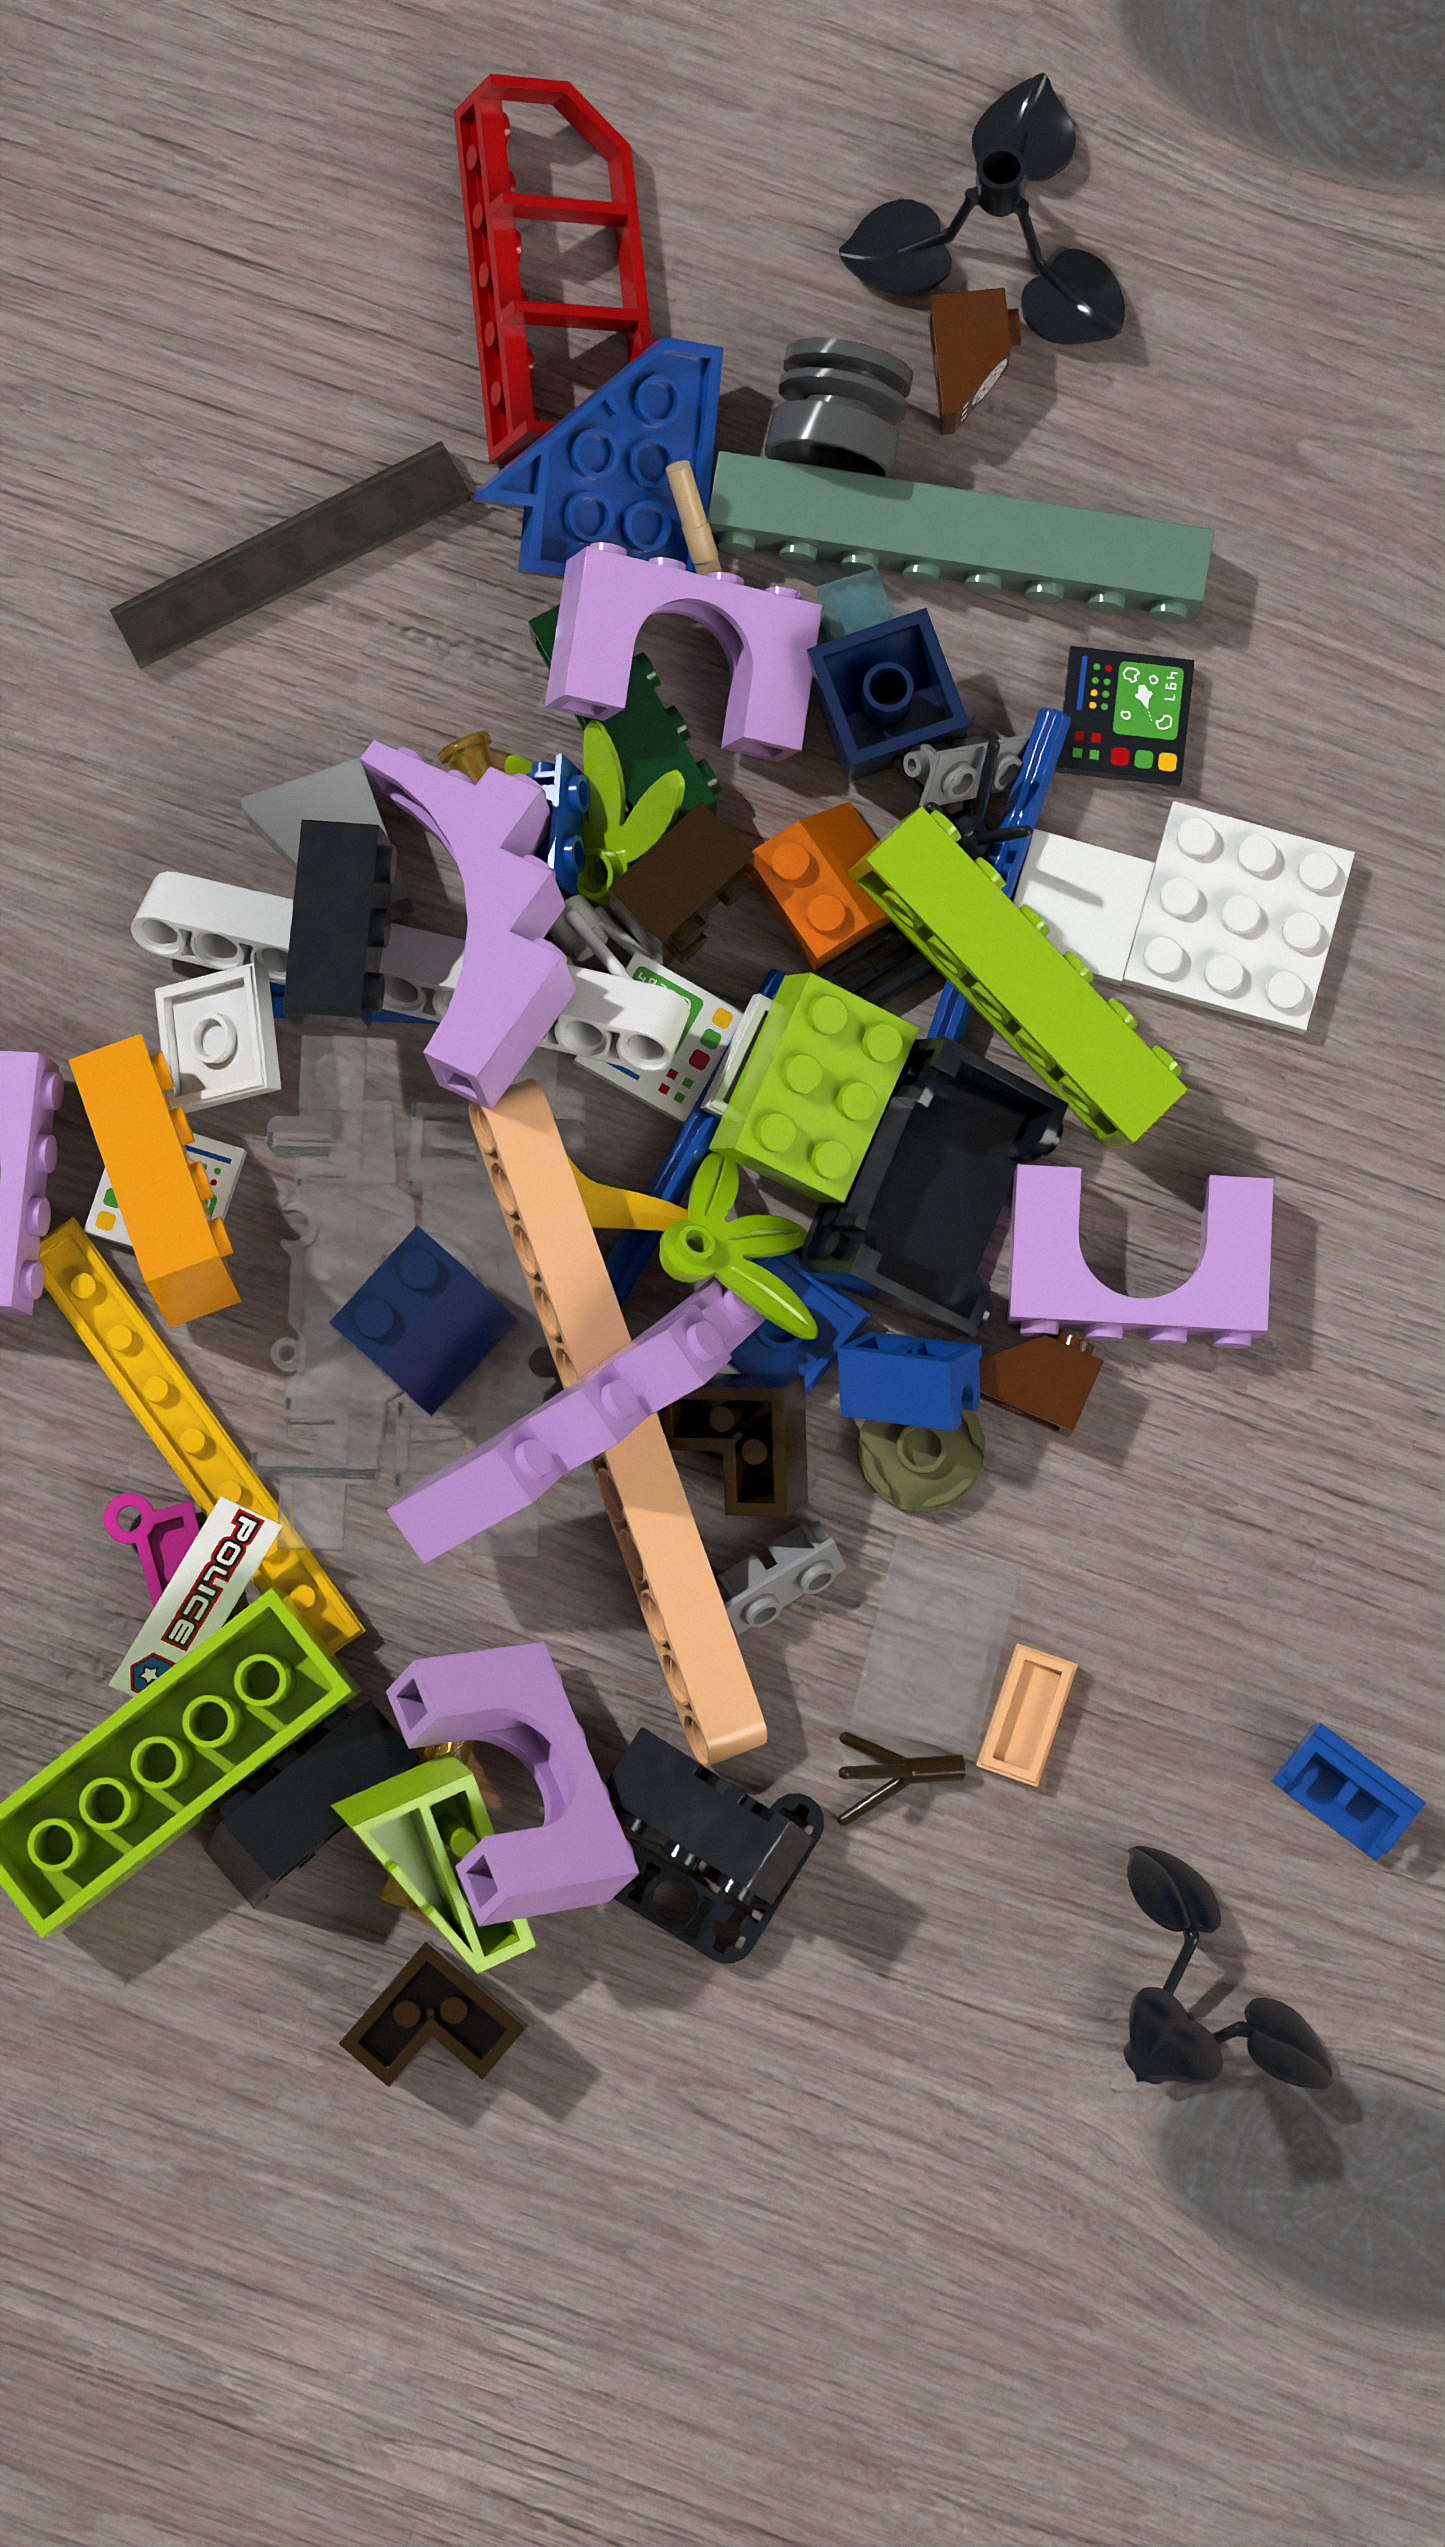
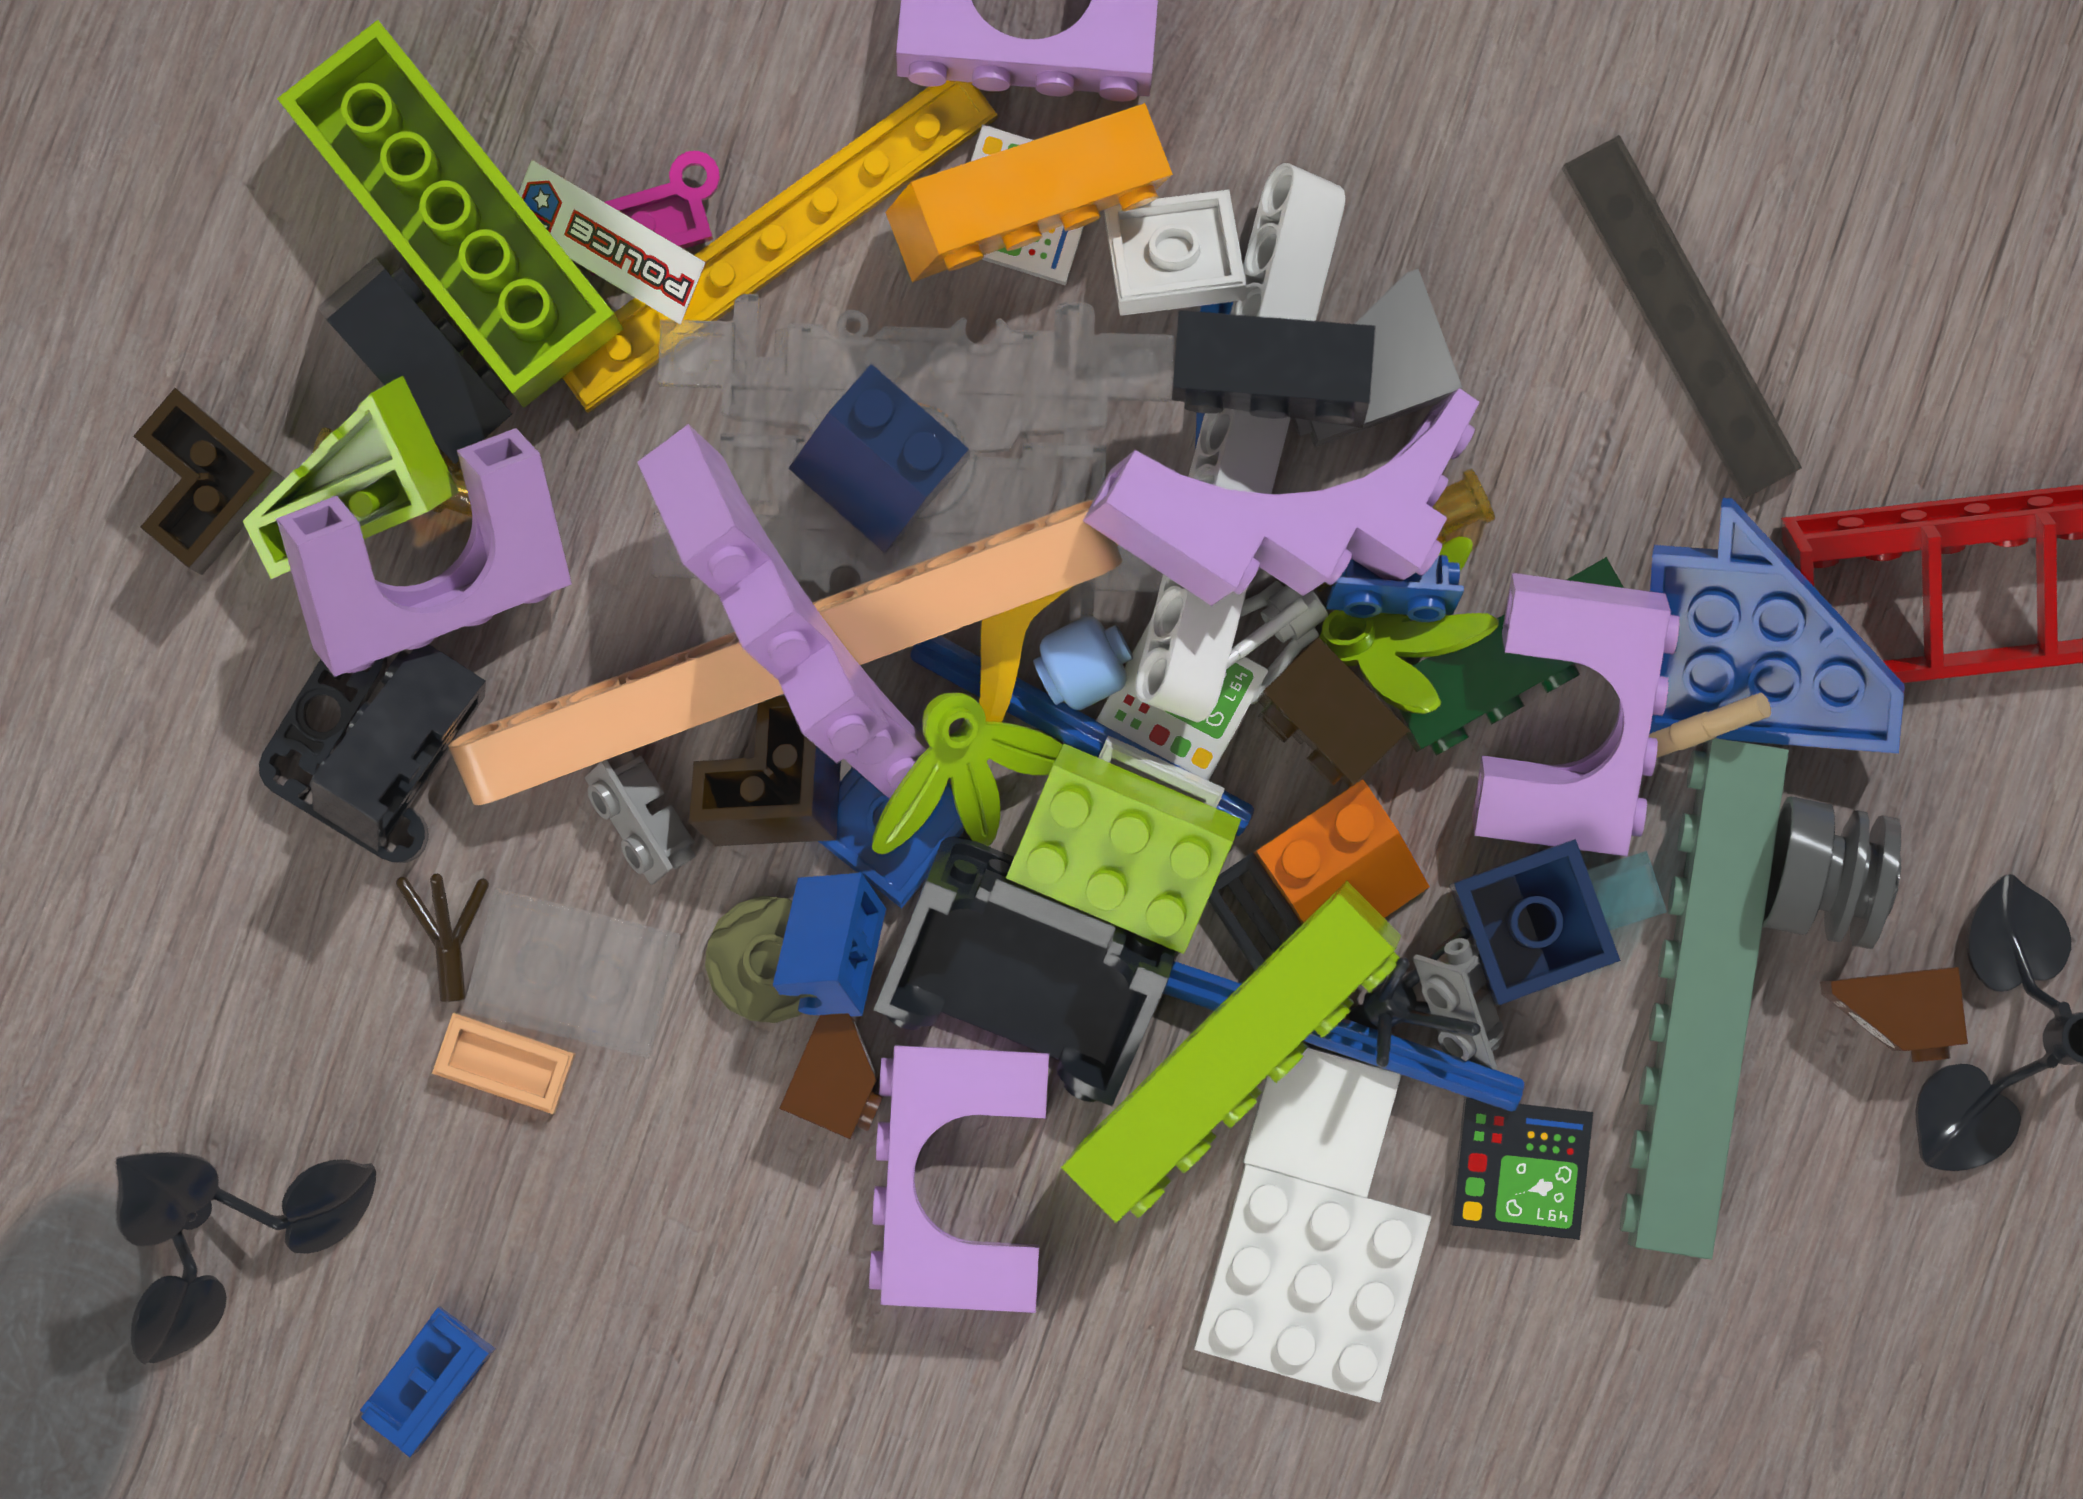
camera: 85 degrees right, 5 degrees up
(627, 1131) = (1083, 662): none -> light blue head

